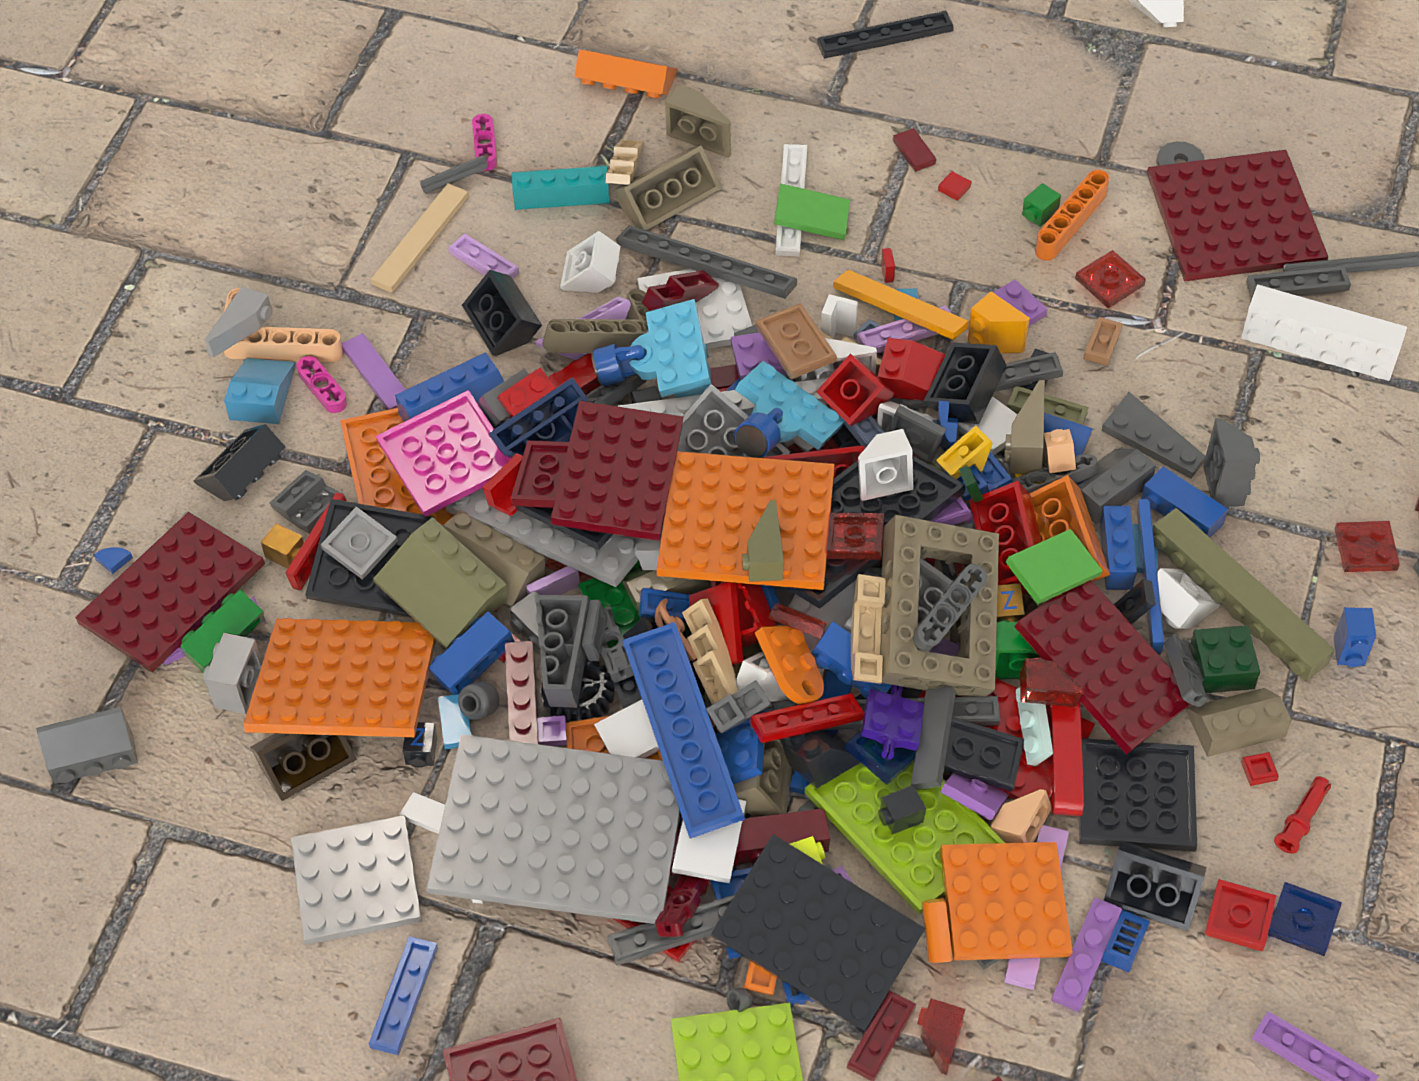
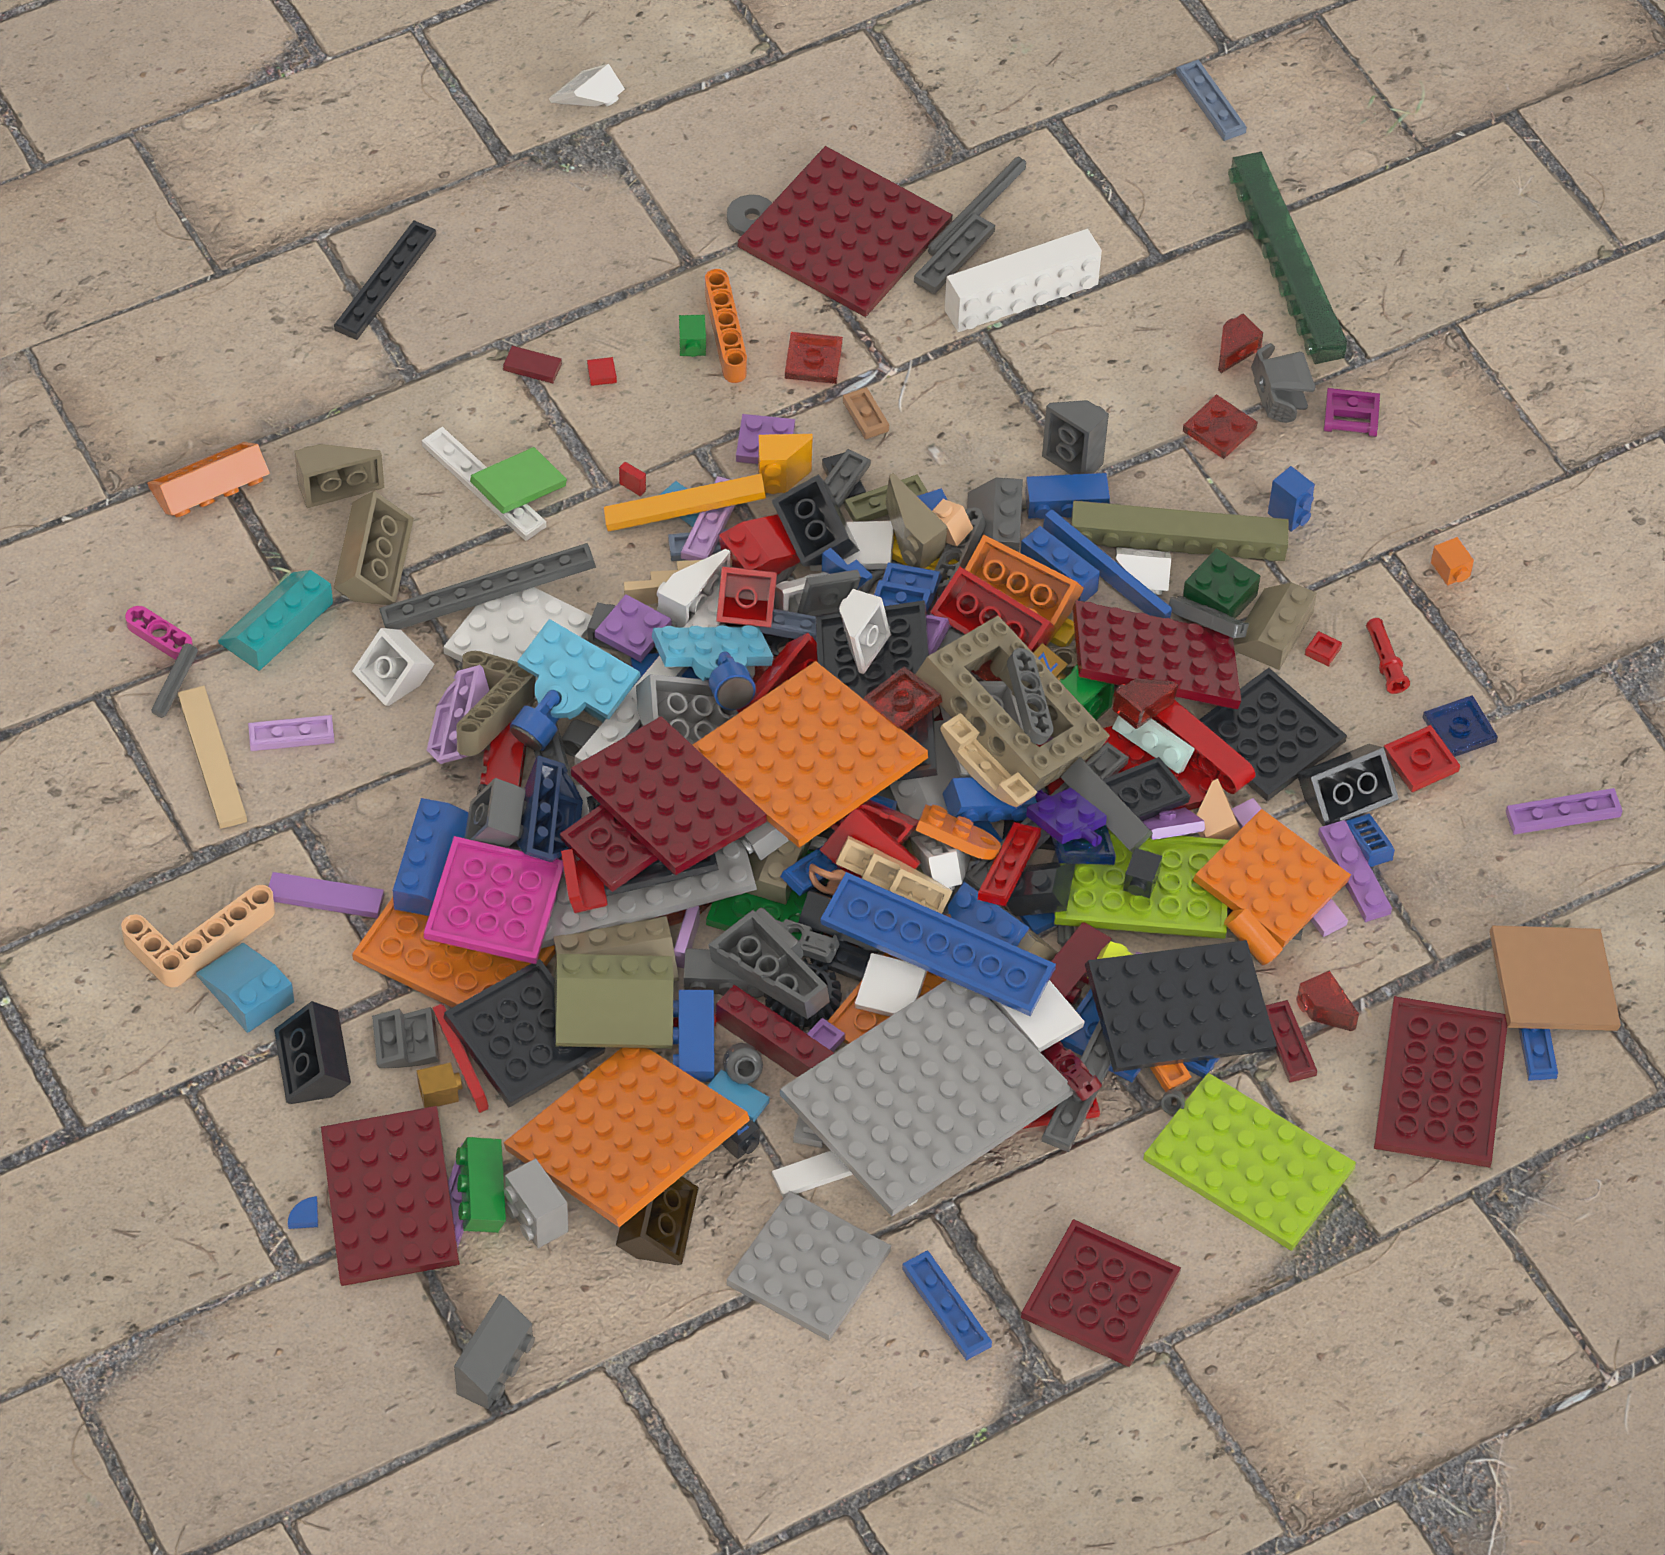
camera: 50 degrees left, 0 degrees up
(240, 319) = (172, 934): light grey slope -> none
(321, 394) = (285, 931): dark pink beam -> none
(359, 543) = (512, 1025): light grey plate -> none
(501, 313) = (370, 764): black slope -> none
(525, 392) = (517, 796): red plate -> none
(624, 162) = (315, 555): tan slope -> none
(680, 289) = (504, 629): dark red slope -> none
(739, 707) = (962, 893): dark grey slope -> none
(764, 548) = (866, 757): olive slope -> none
(796, 341) = (661, 591): medium nougat tile -> none
(798, 620) = (925, 799): clear red tile -> none
(839, 316) = (653, 549): white panel -> none
(969, 451) = (893, 576): yellow slope -> none
(971, 484) = (921, 593): dark green tile -> none
(1054, 566) = (1057, 609): bright green tile -> none
(1137, 601) = (1124, 591): black plate -> none
(1144, 430) = (981, 461): dark grey wing -> none

